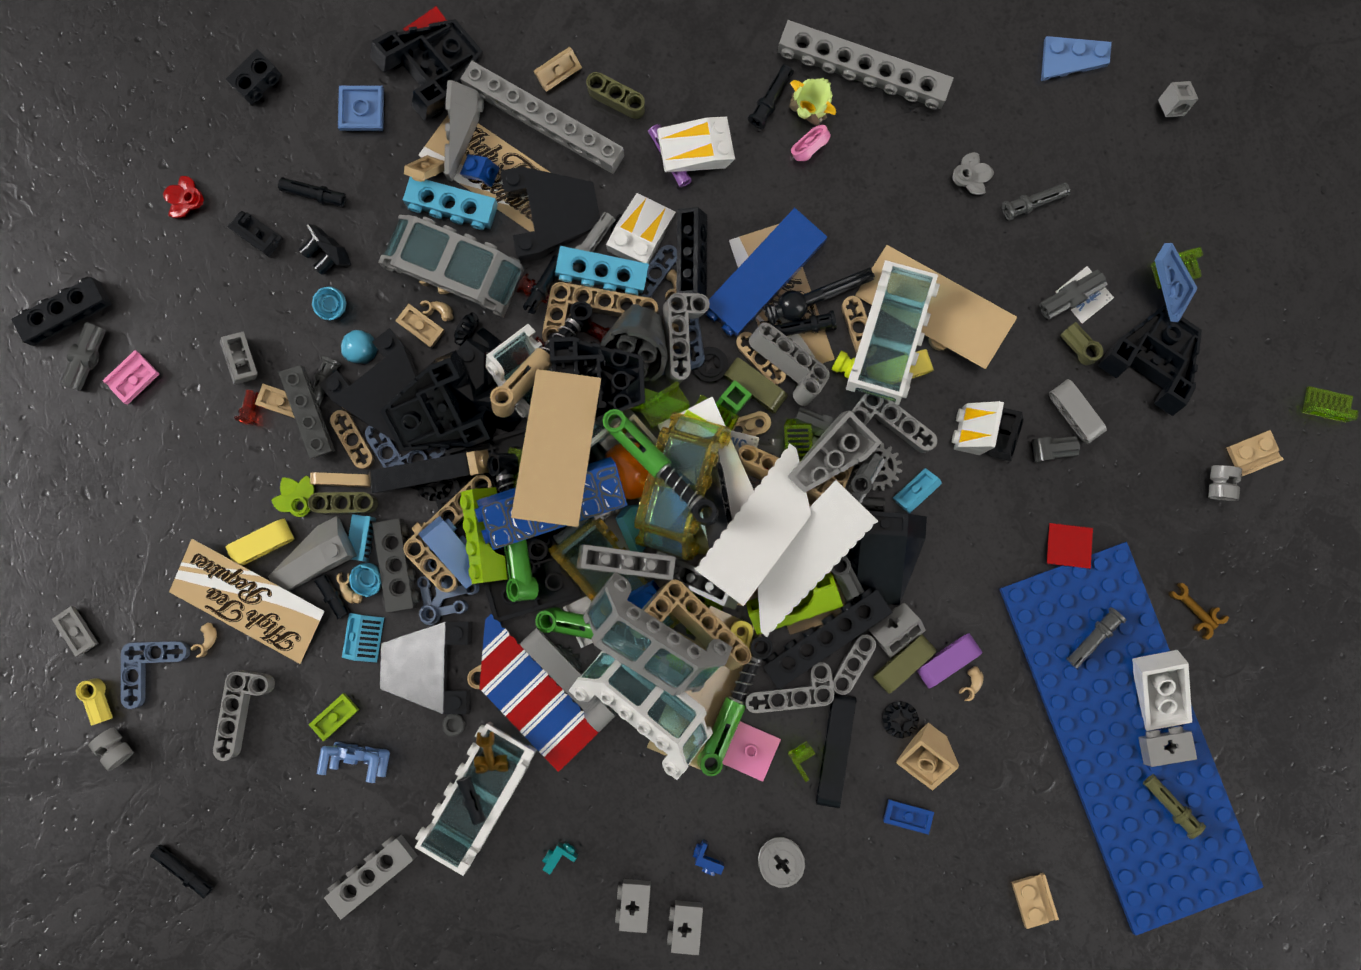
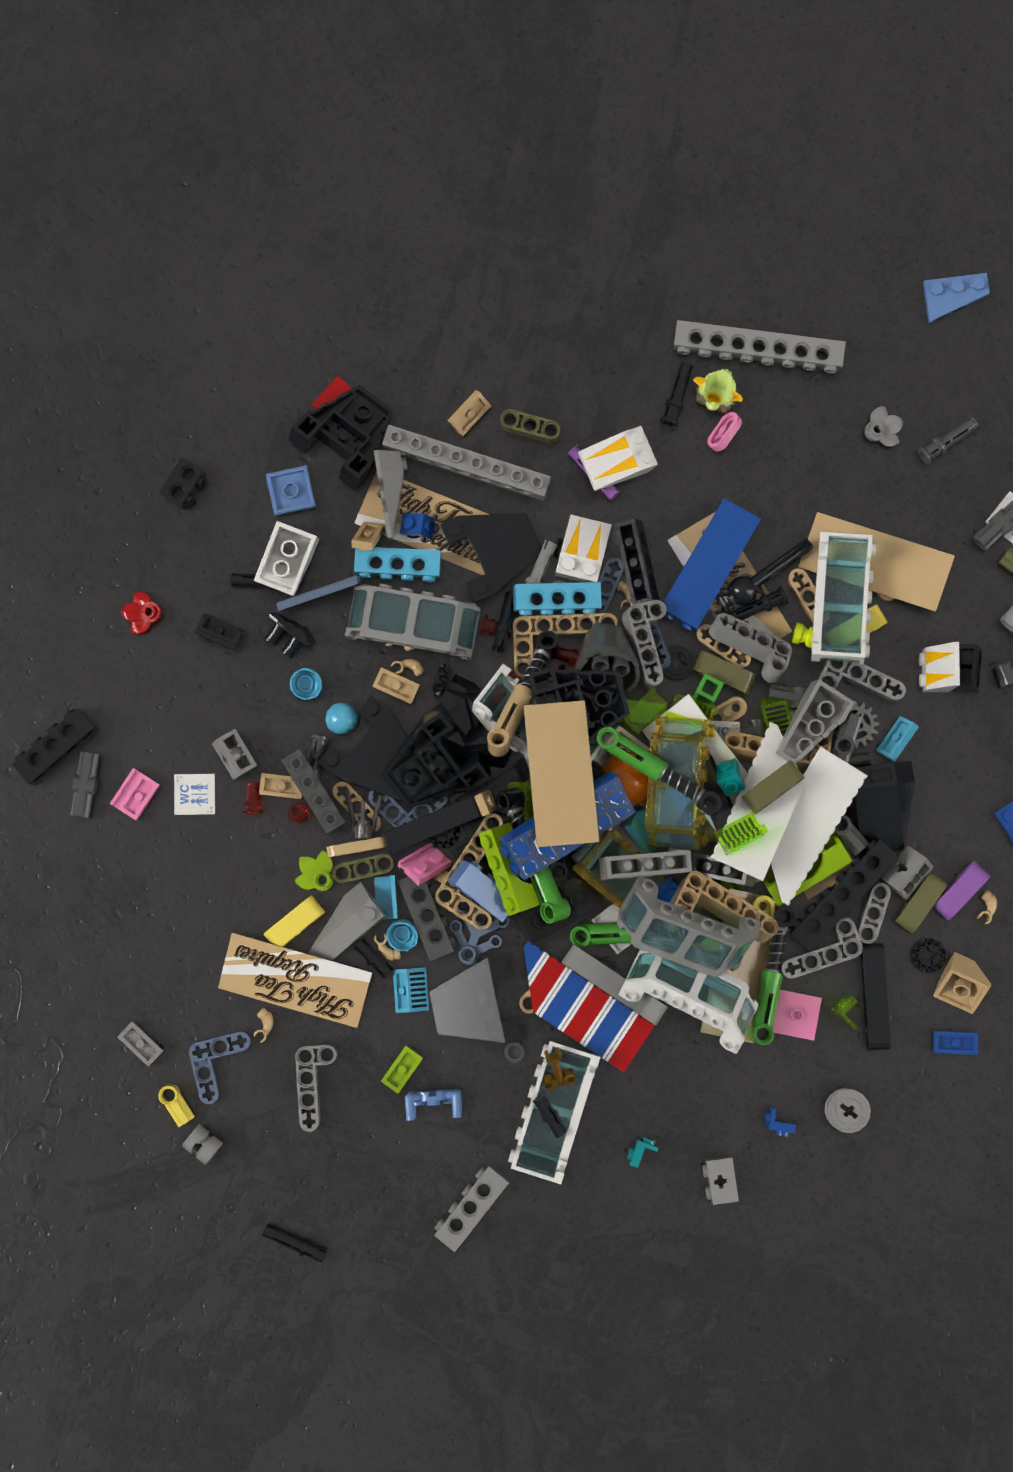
camera: 10 degrees left, 0 degrees up
(193, 390) = (194, 794): none -> white sticker
(289, 432) = (298, 813): none -> clear red pin
(338, 172) = (286, 558): none -> white slope
(349, 461) = (363, 828): none -> dark grey plant
(362, 214) = (317, 593): none -> sand blue tile
(404, 511) = (424, 864): none -> bright pink plate
(688, 941) = (780, 1200): light grey brick -> none
(731, 551) = (740, 833): none -> clear neon green panel
(733, 490) = (729, 777): none -> teal bracket
(776, 510) = (773, 787): none -> olive beam

